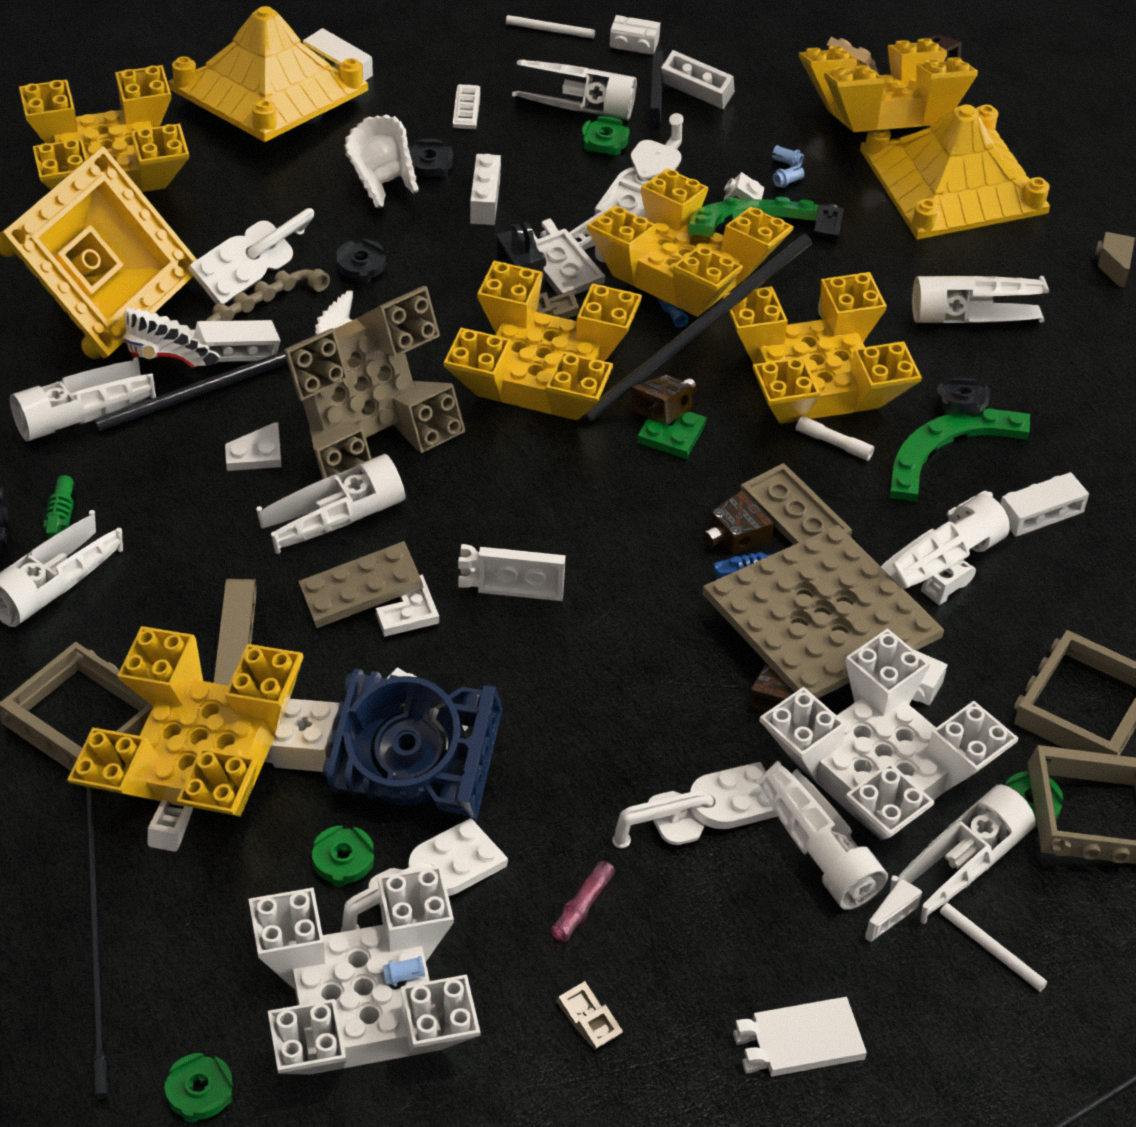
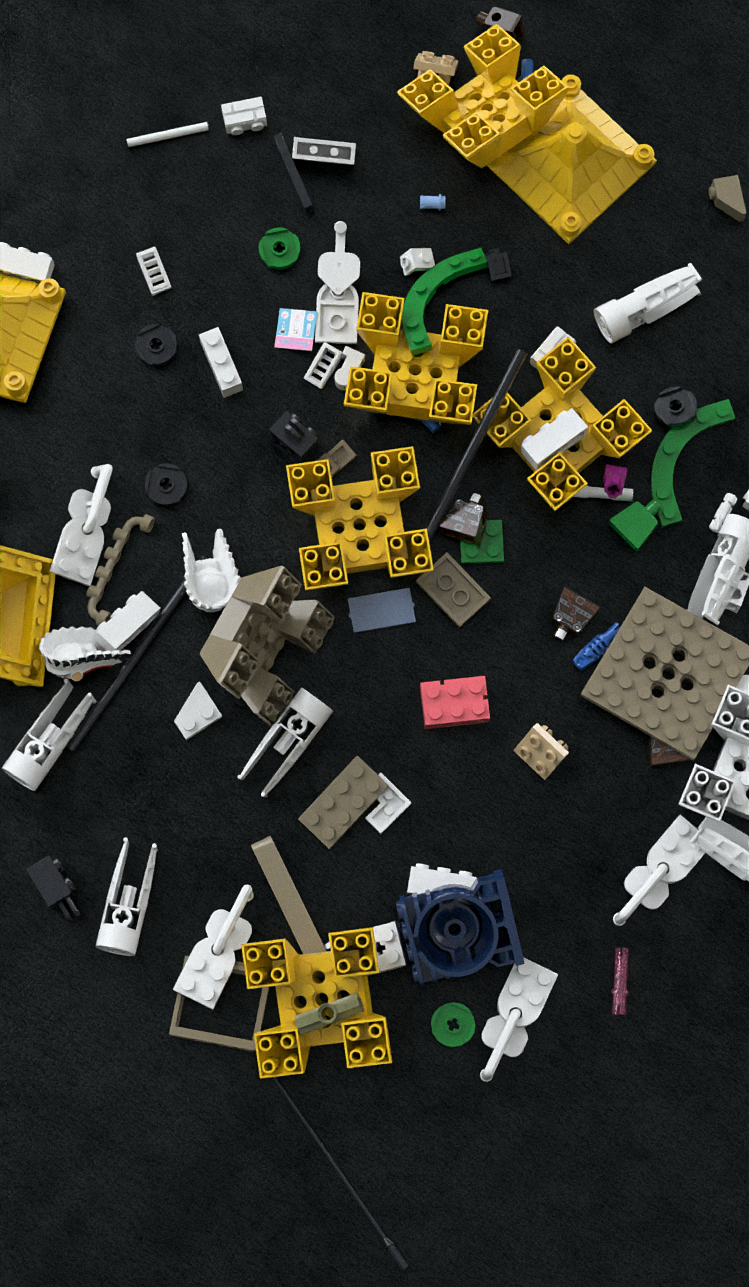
camera: 25 degrees left, 30 degrees up
(59, 507) = (94, 840): green hinge -> none
(99, 655) = (206, 972): none -> white plate
(166, 836) = (332, 1070): white slope -> none
(191, 736) = (316, 1018): none -> olive piece
(202, 1104) = (462, 1245): green plate -> none
(344, 983) = (585, 1128): white slope -> none
(380, 154) = (123, 373): white piece -> none
(403, 970) = (548, 1103): light blue pin -> none
(512, 572) = (443, 745): white tile -> none
(521, 445) = (381, 610): none -> sand blue piece
(556, 536) = (454, 702): none -> coral piece
(566, 262) = (316, 408): white tile -> none
(581, 195) = (295, 329): none -> sticker
(588, 1016) = (664, 1062): slope -> none
(613, 454) = (453, 590): none -> dark tan plate
(617, 94) = (239, 209): white piece -> none
(625, 626) = (541, 750): none -> tan plate
(783, 177) = (442, 226): light blue pin -> none
(791, 504) = (603, 578): dark tan plate -> none
(820, 348) = (554, 438): none -> white brick
(857, 426) = (614, 480): none -> magenta piece
(860, 474) = (636, 523): none -> green torso

